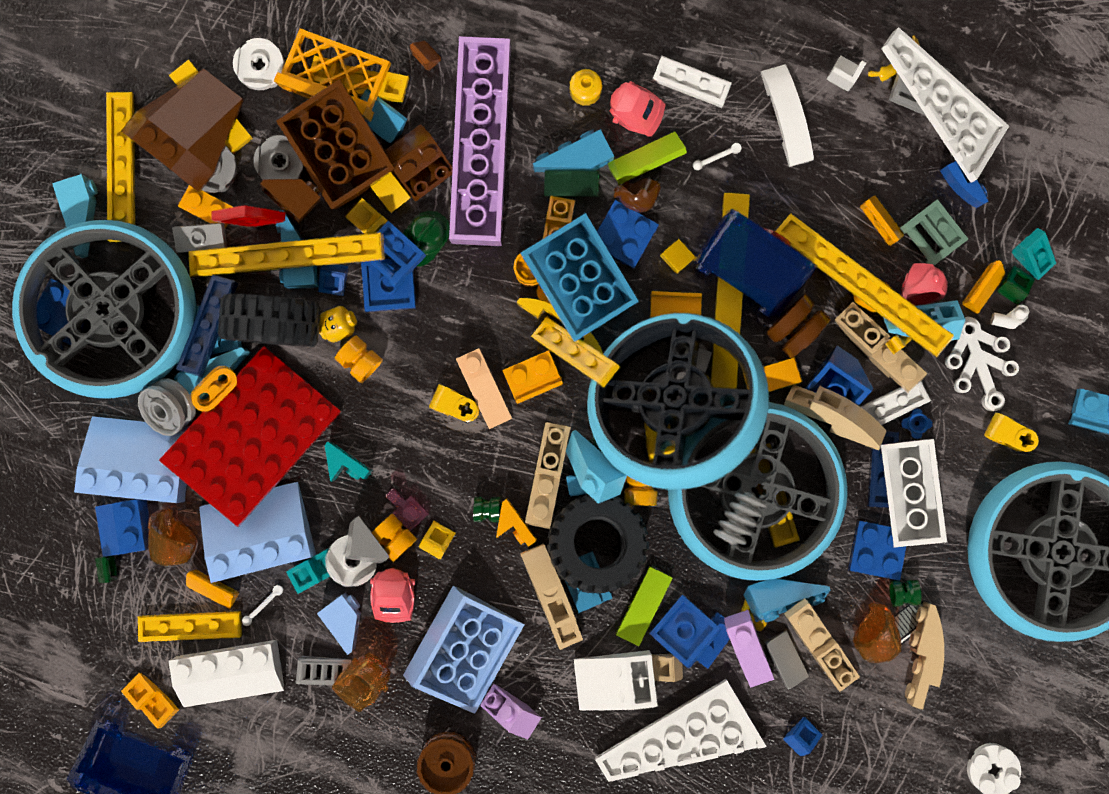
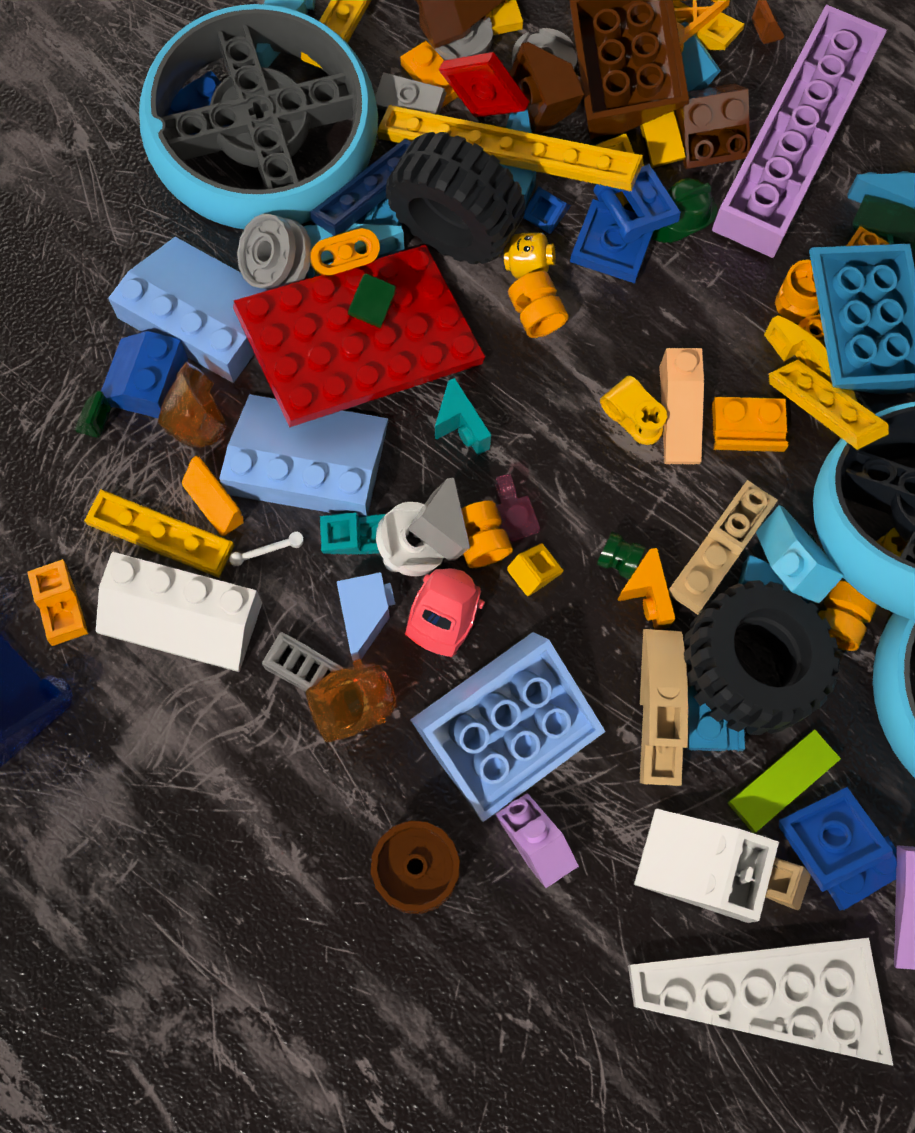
camera: 20 degrees right, 15 degrees down
(249, 416) = (372, 300): none -> dark green slope

